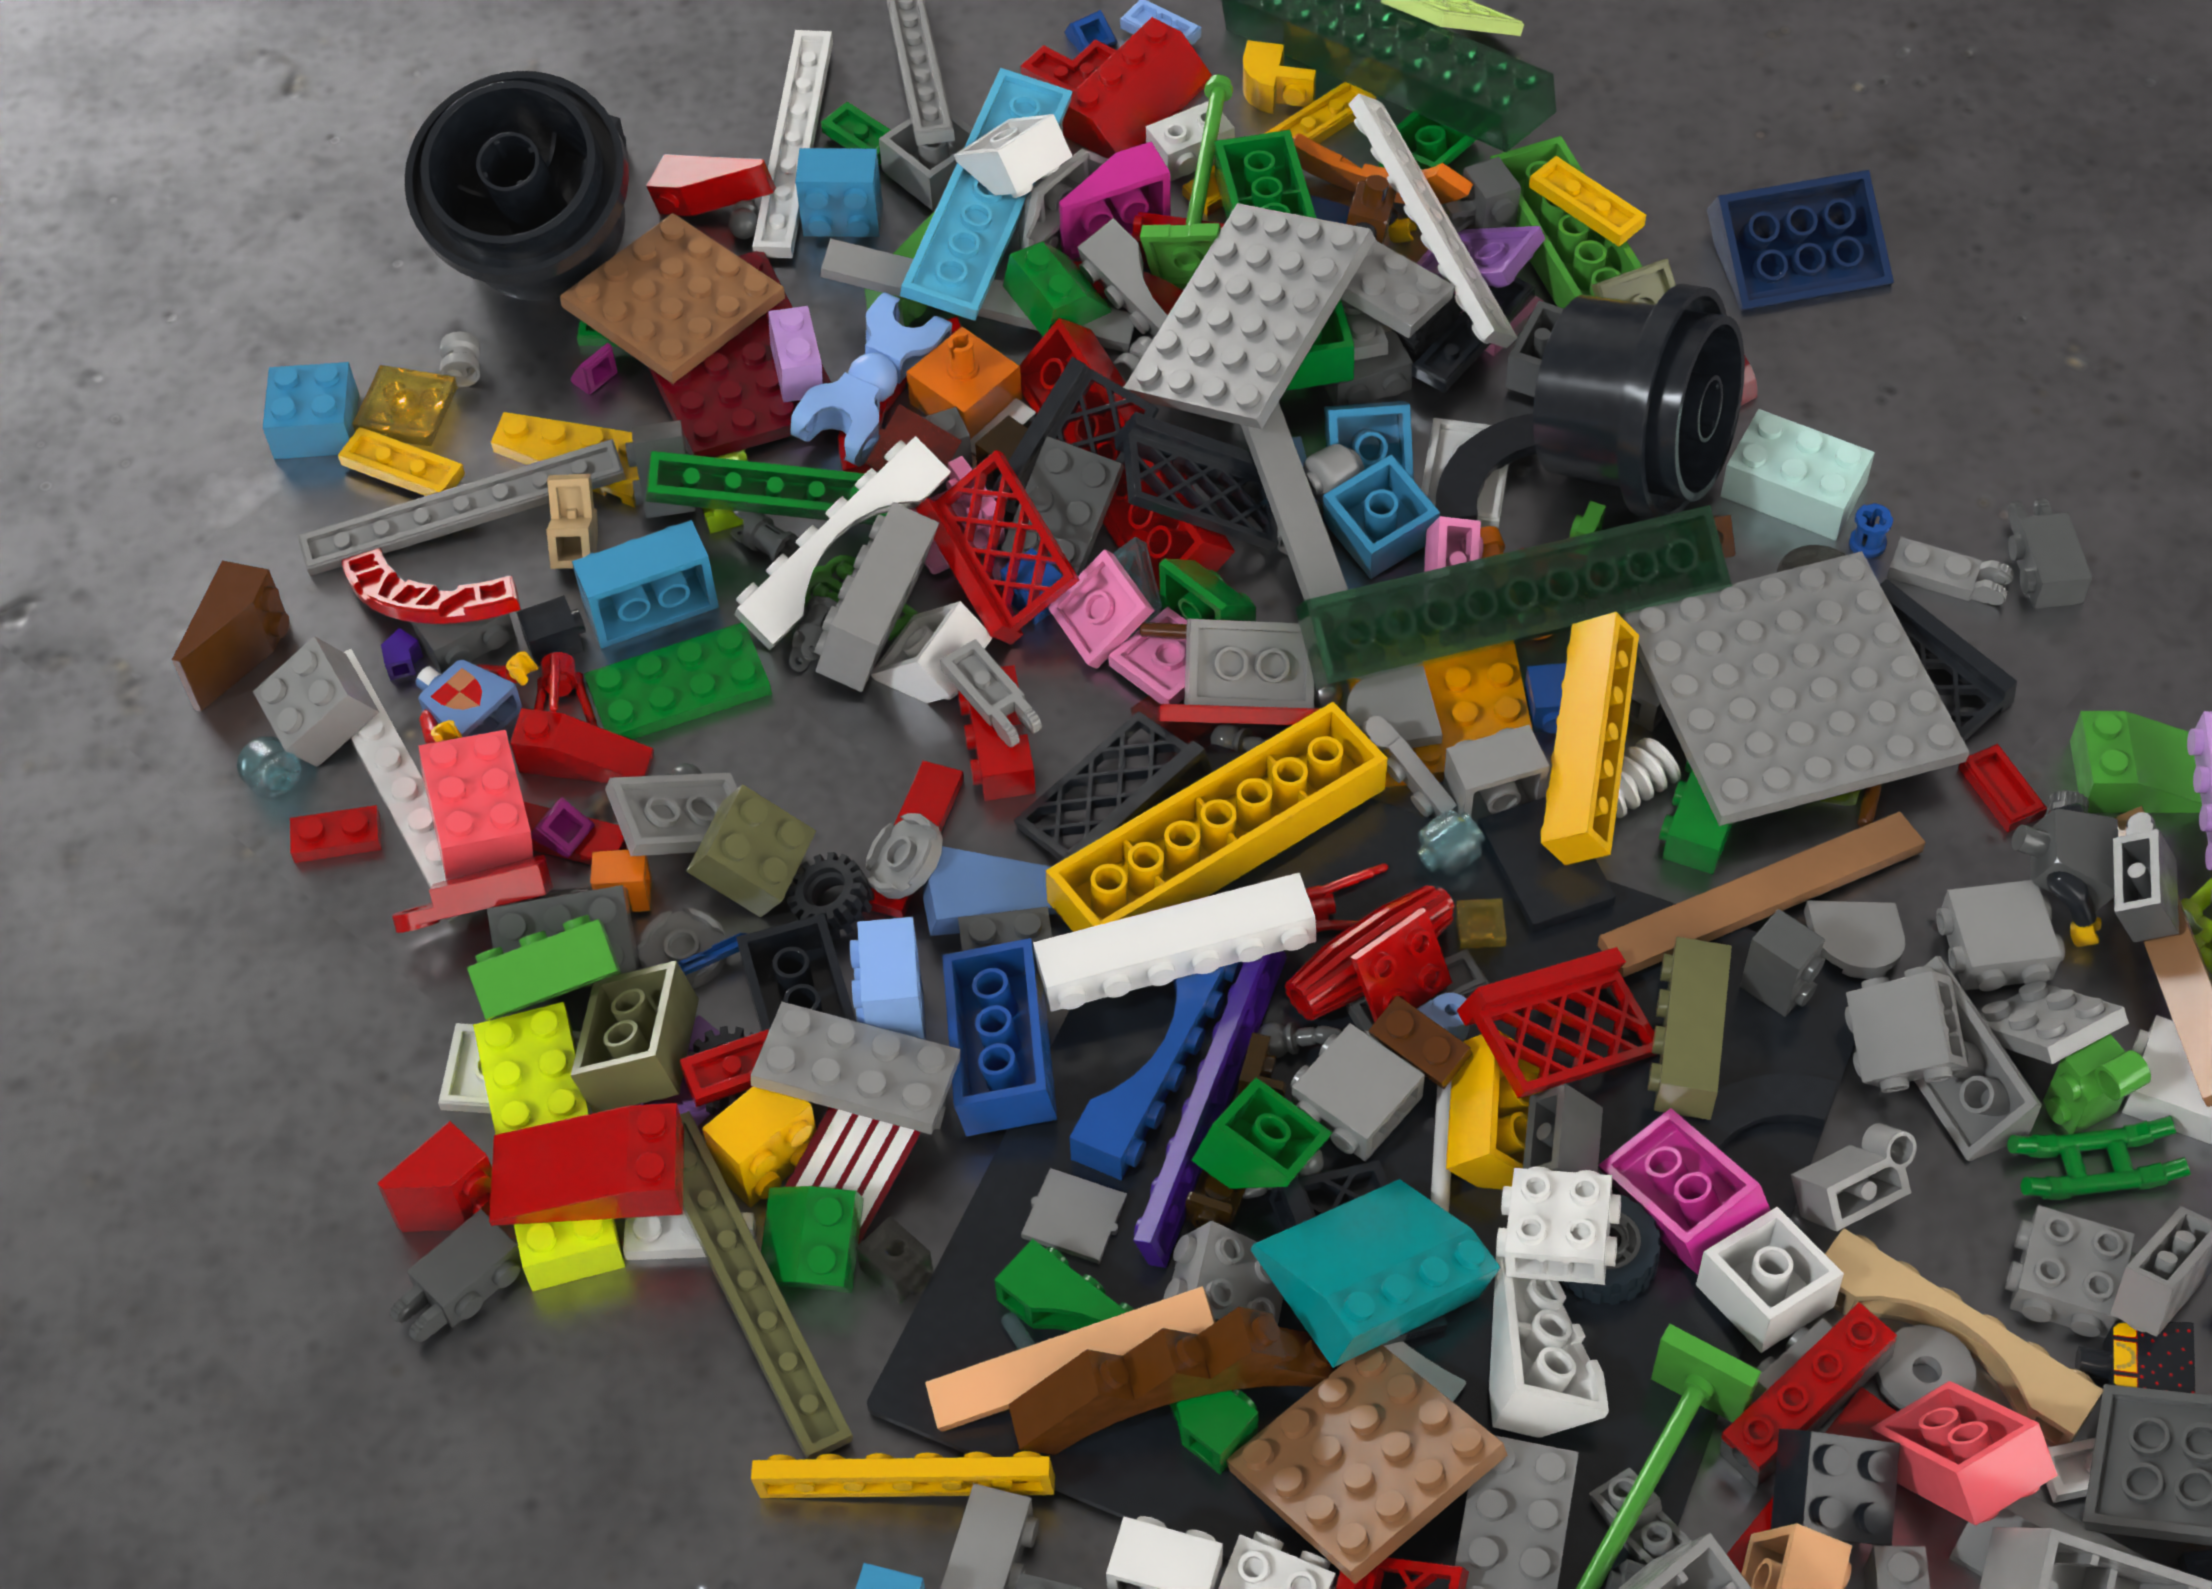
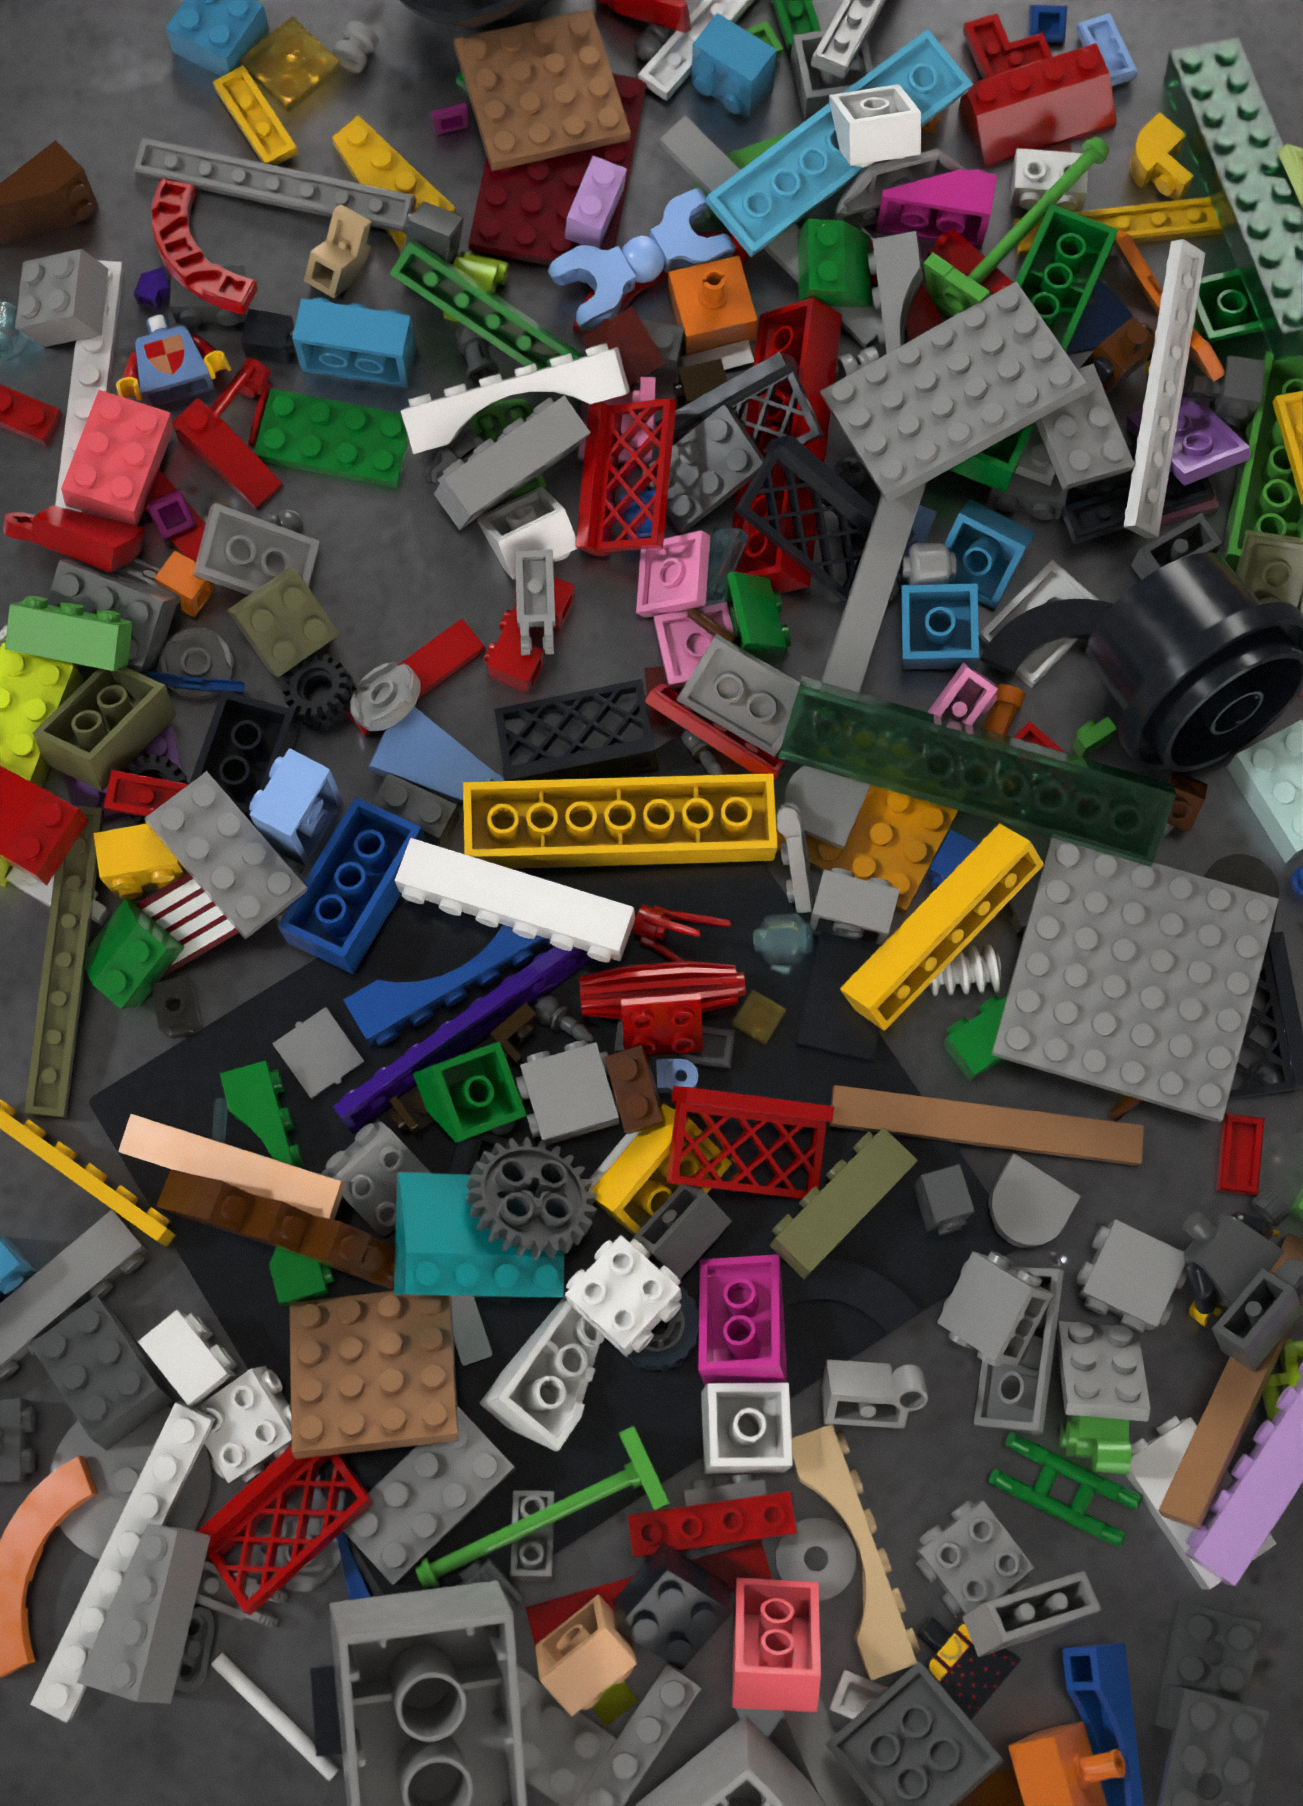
camera: 30 degrees right, 20 degrees up
(1400, 1192) = (531, 1198): none -> dark grey gear

